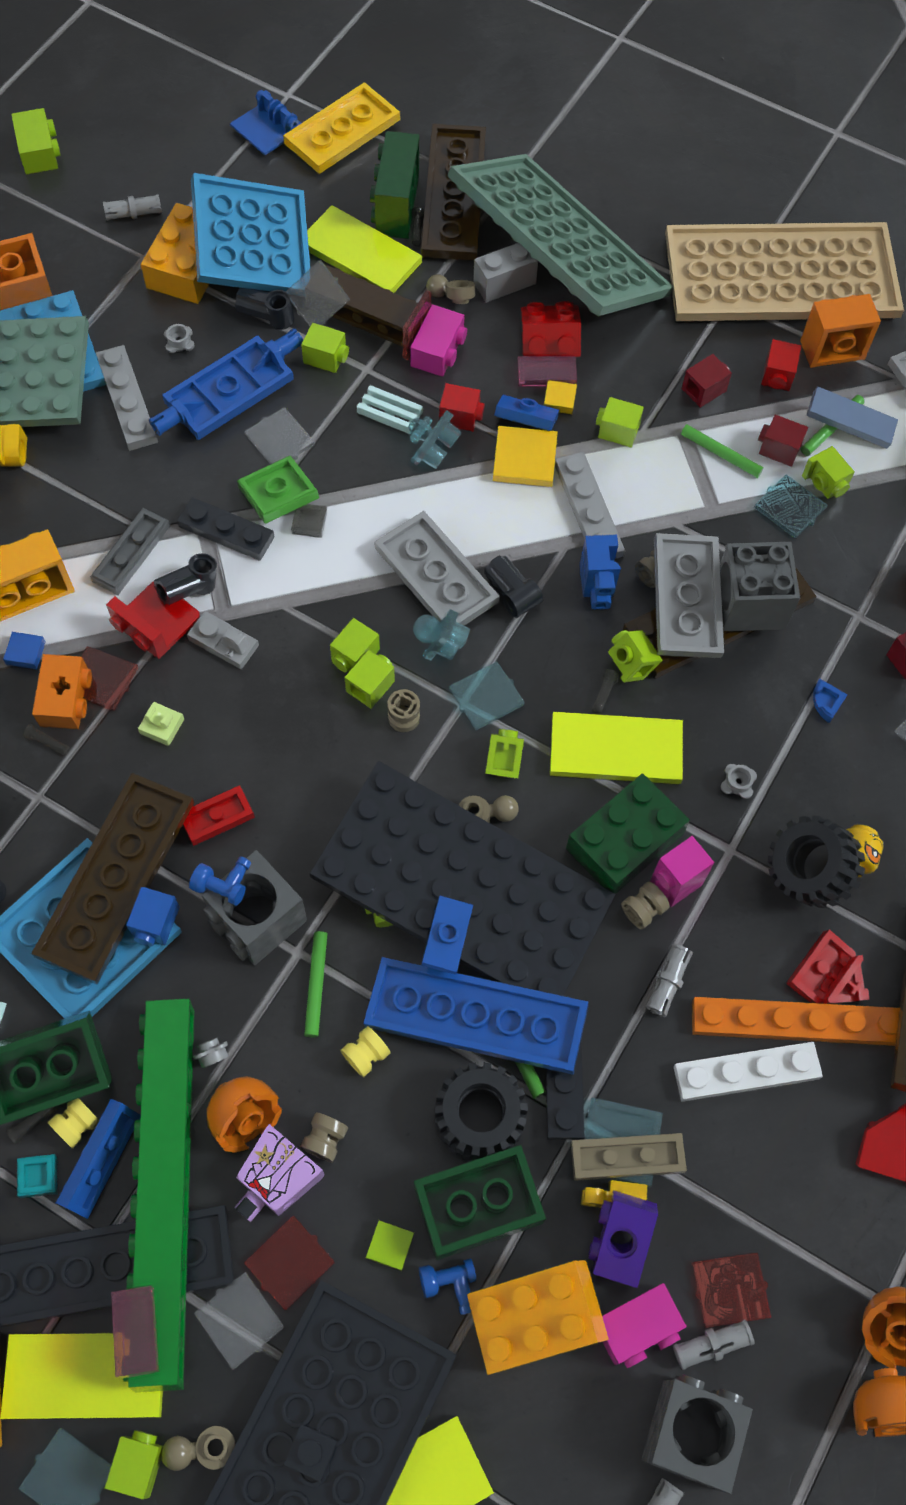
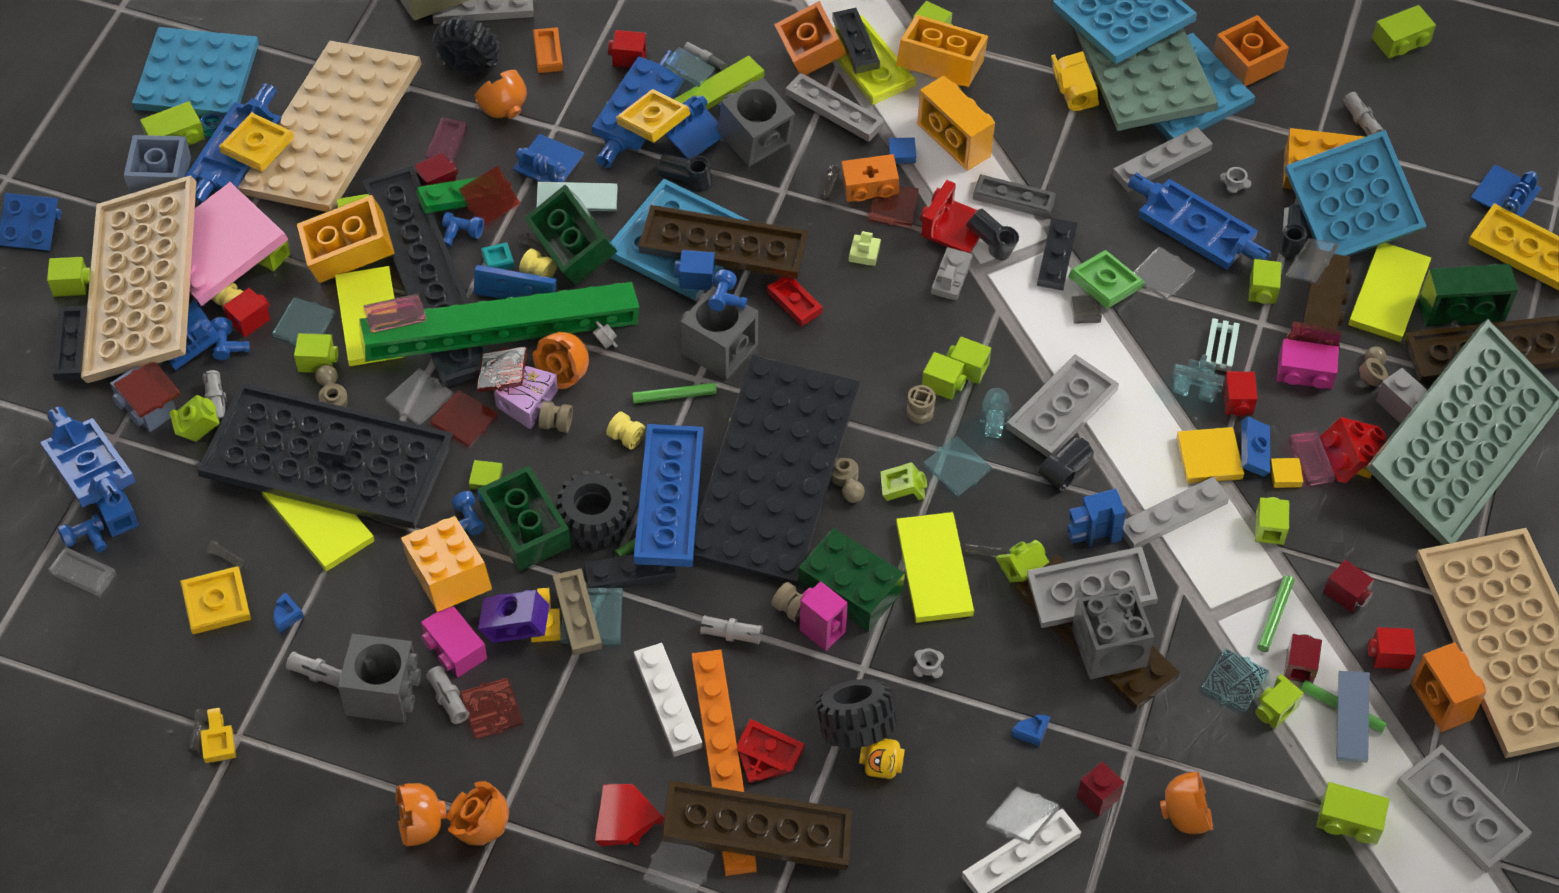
camera: 80 degrees right, 10 degrees down
(244, 1194) = (502, 369): none -> piece
(447, 935) = (725, 455): blue plate -> none

